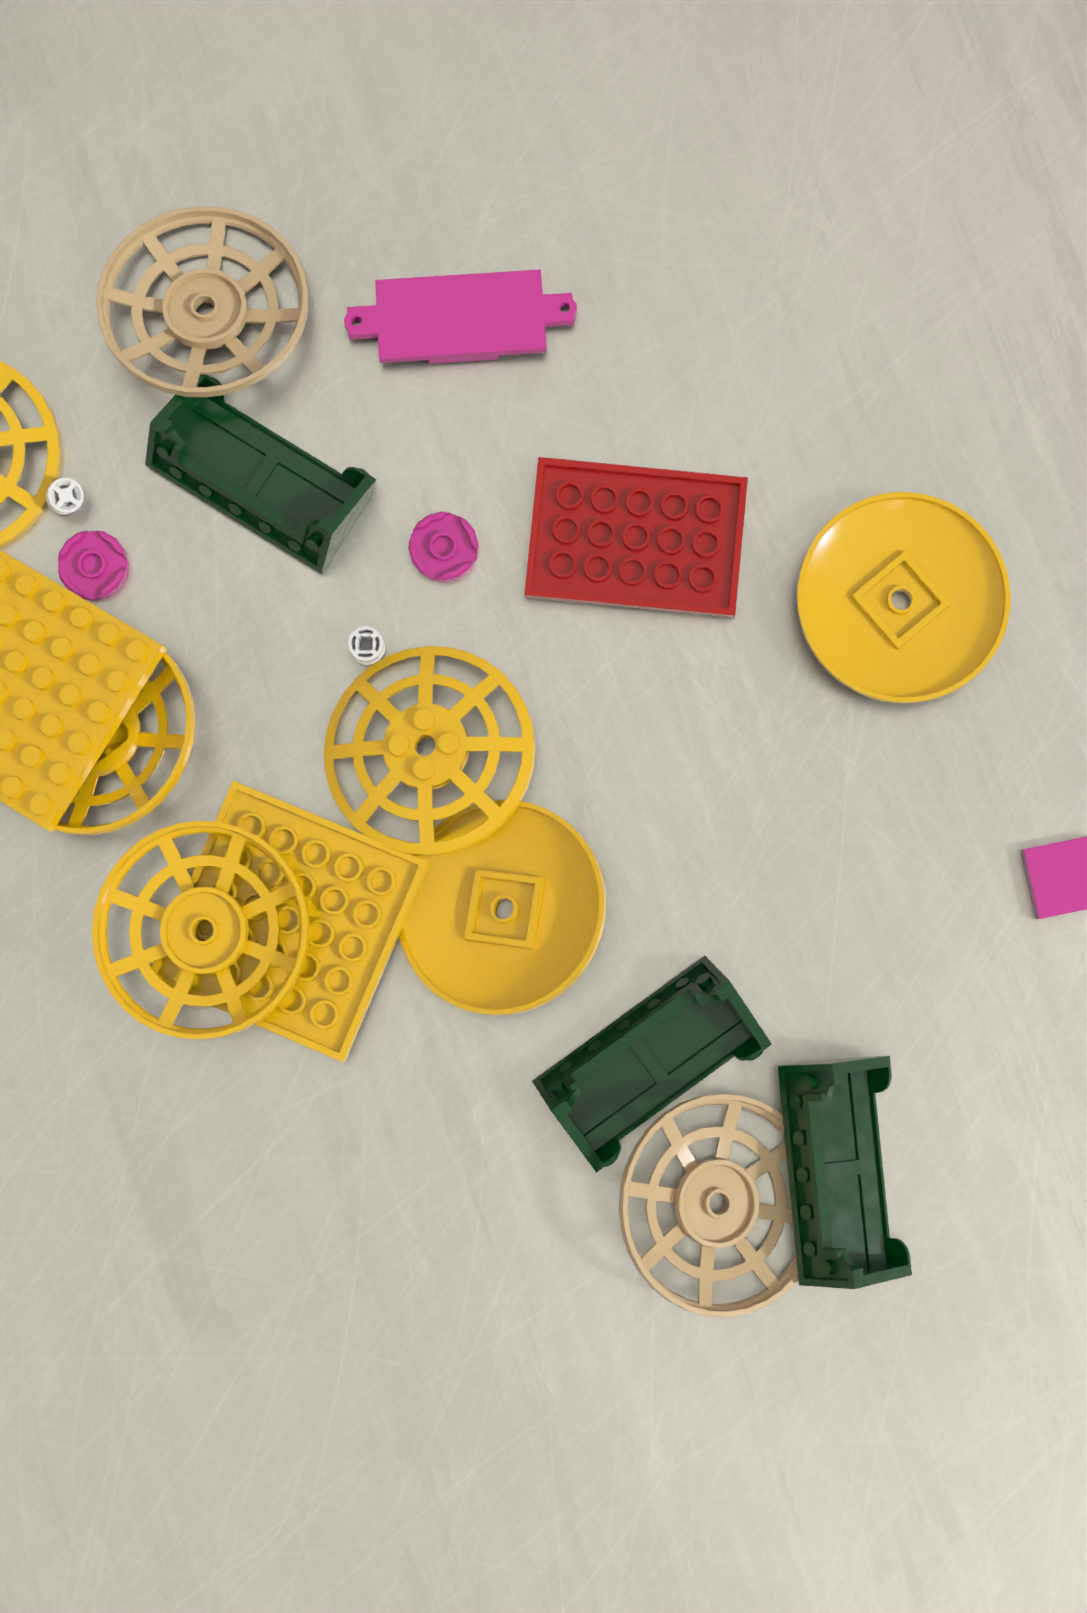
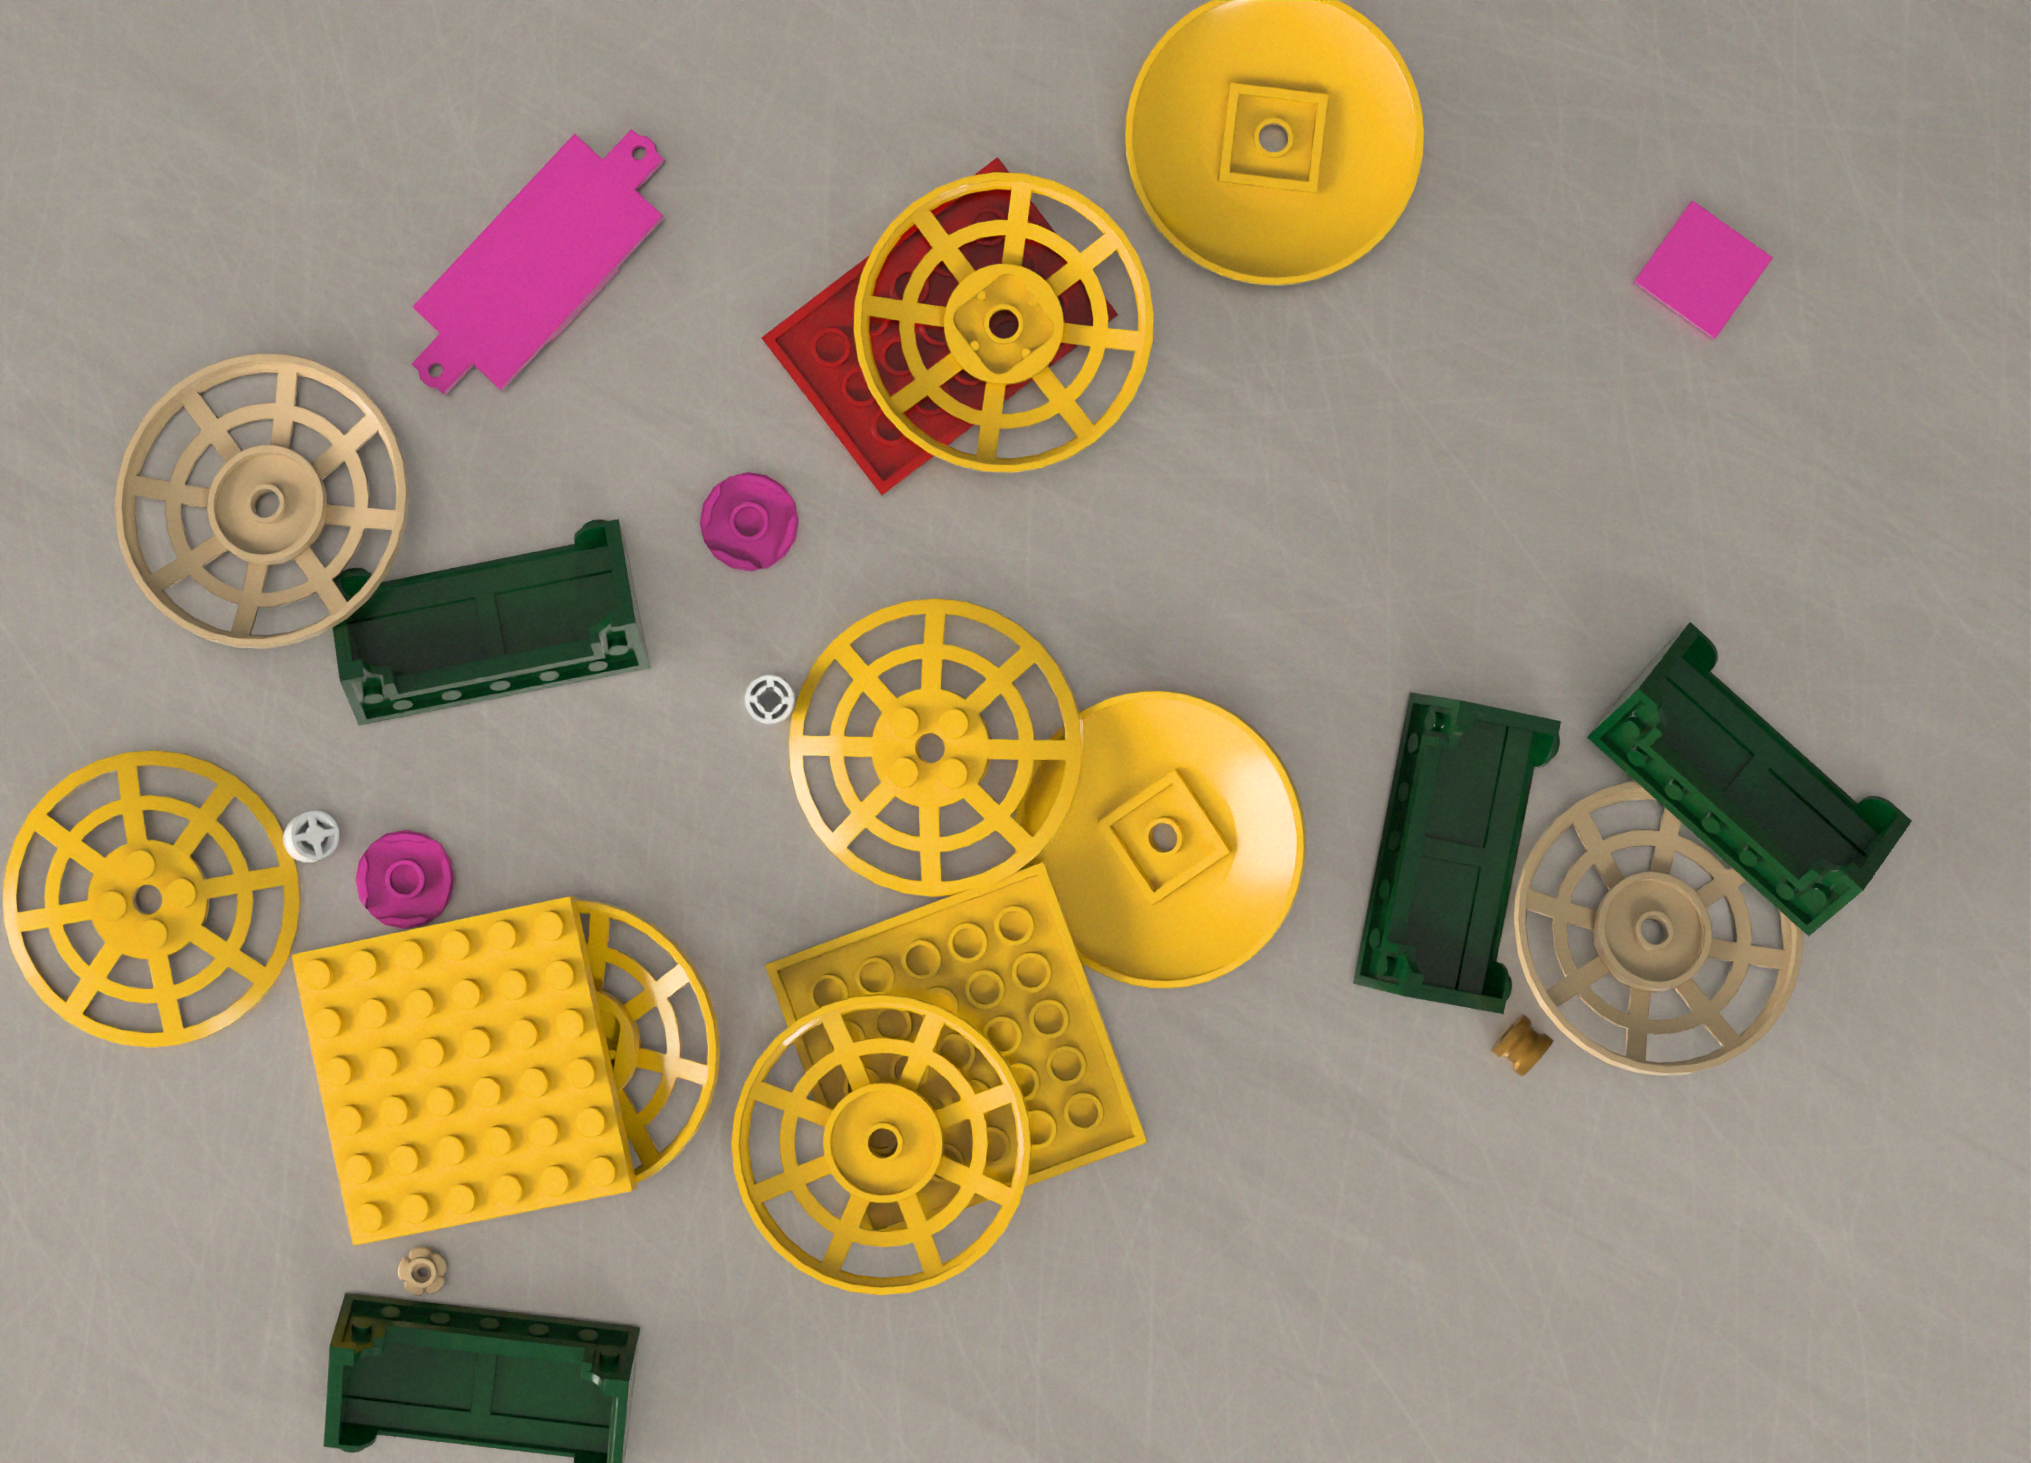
camera: 40 degrees left, 5 degrees up
(590, 1199) = (1522, 1045): none -> pearl gold wheel
(677, 539) = (997, 289): none -> yellow dish

